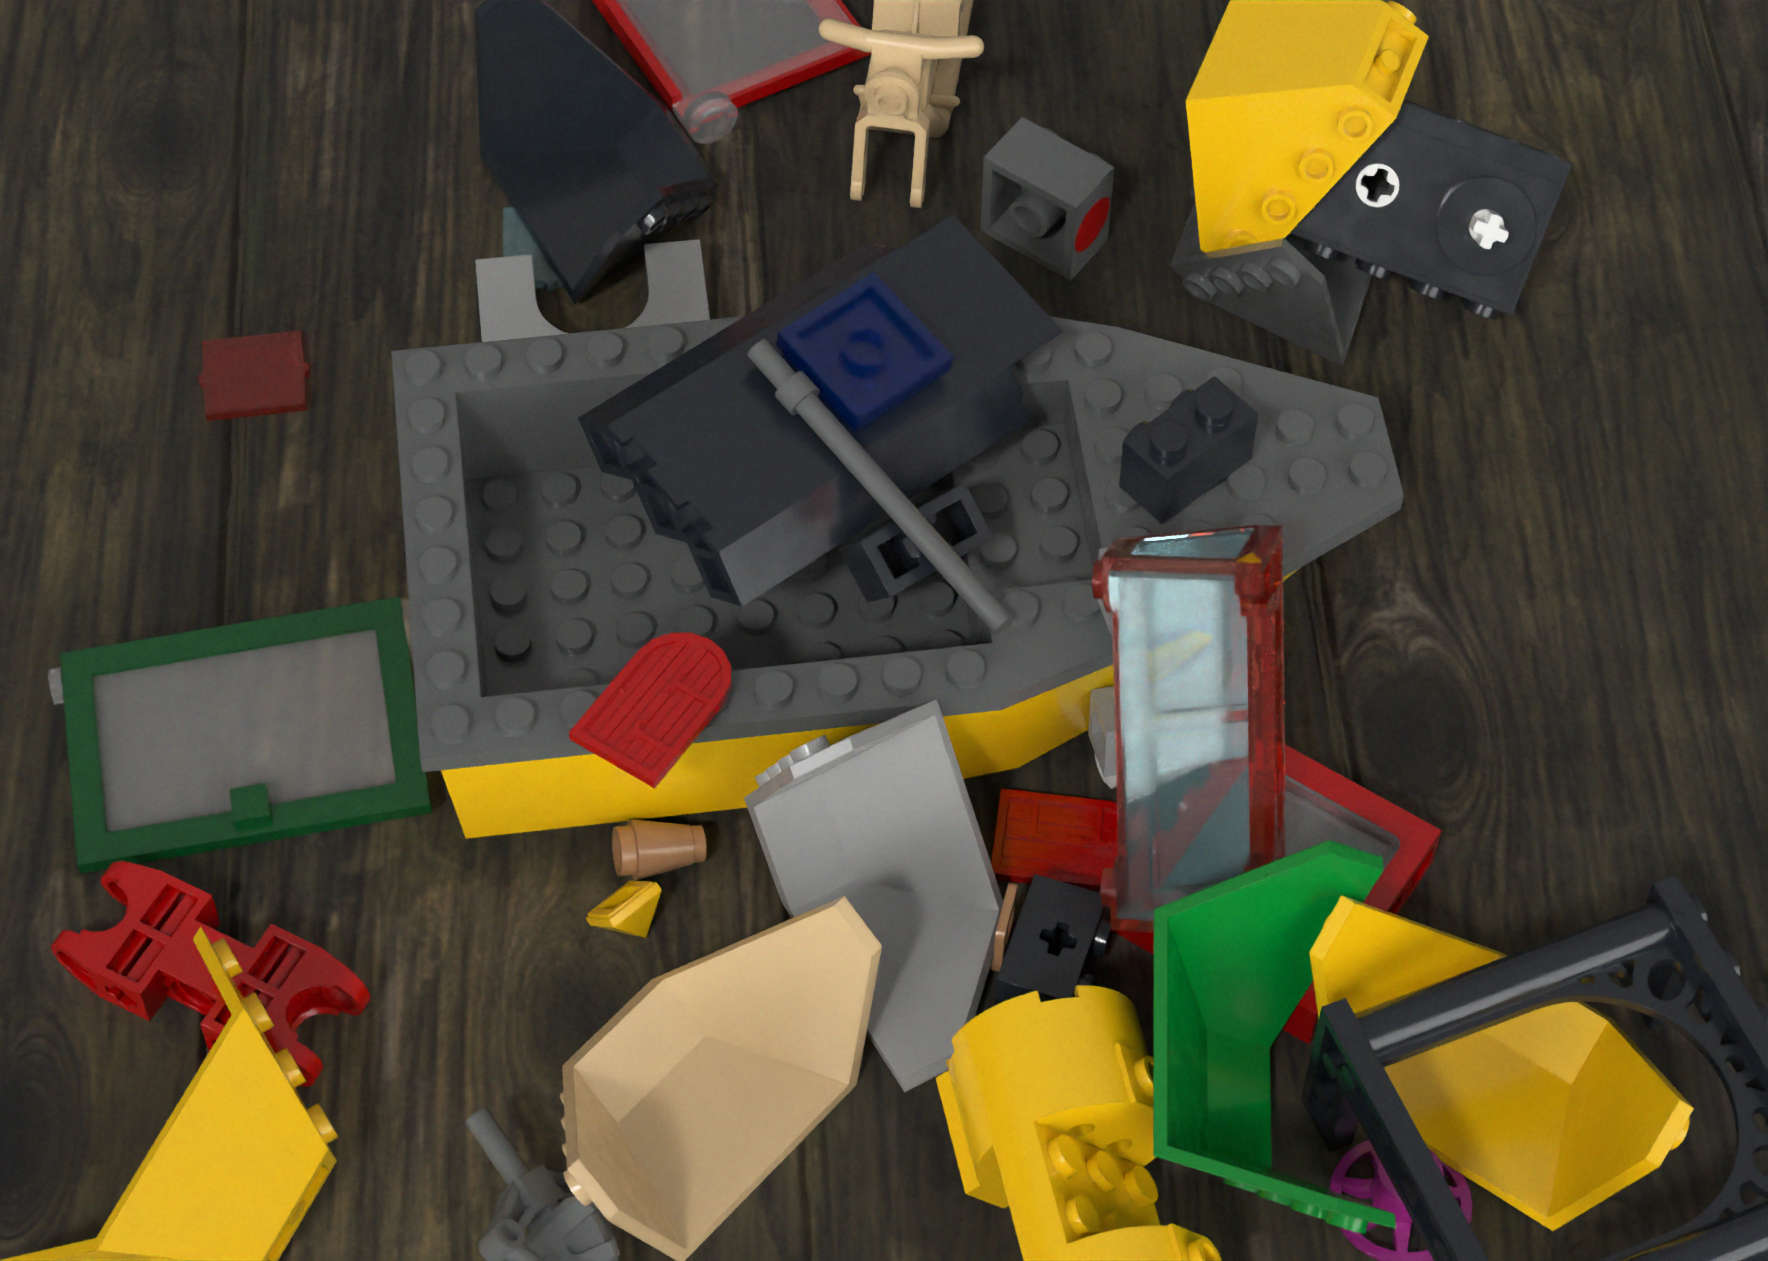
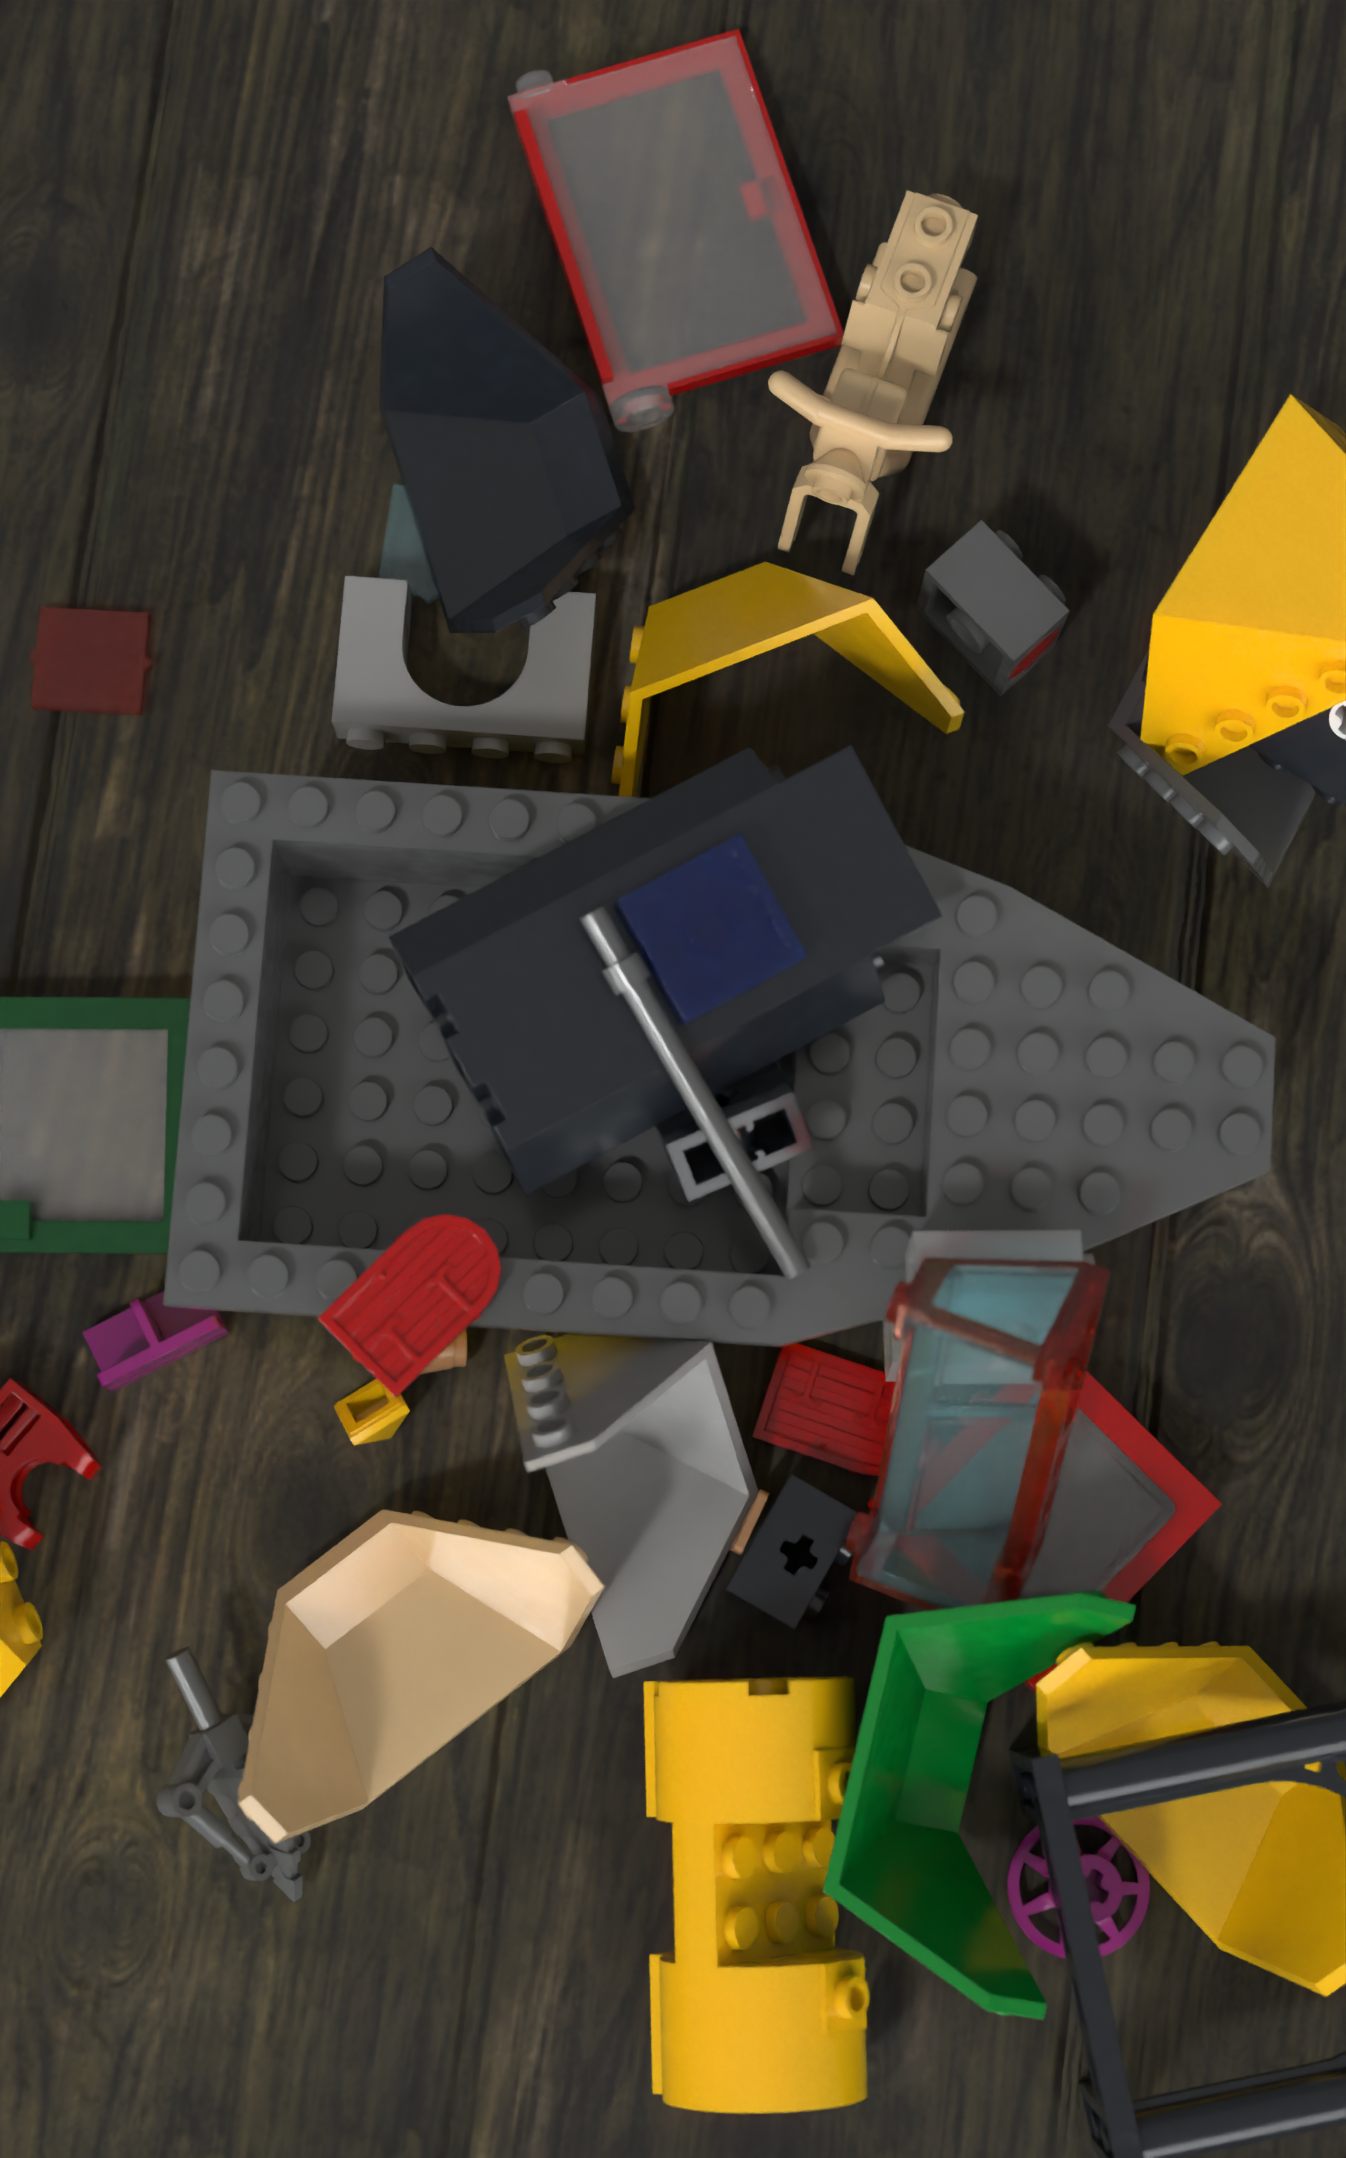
camera: 10 degrees right, 25 degrees up
(404, 880) = (149, 1338): none -> magenta panel
(885, 216) = (756, 614): none -> yellow piece
(1187, 449) = (1043, 1097): black brick -> none

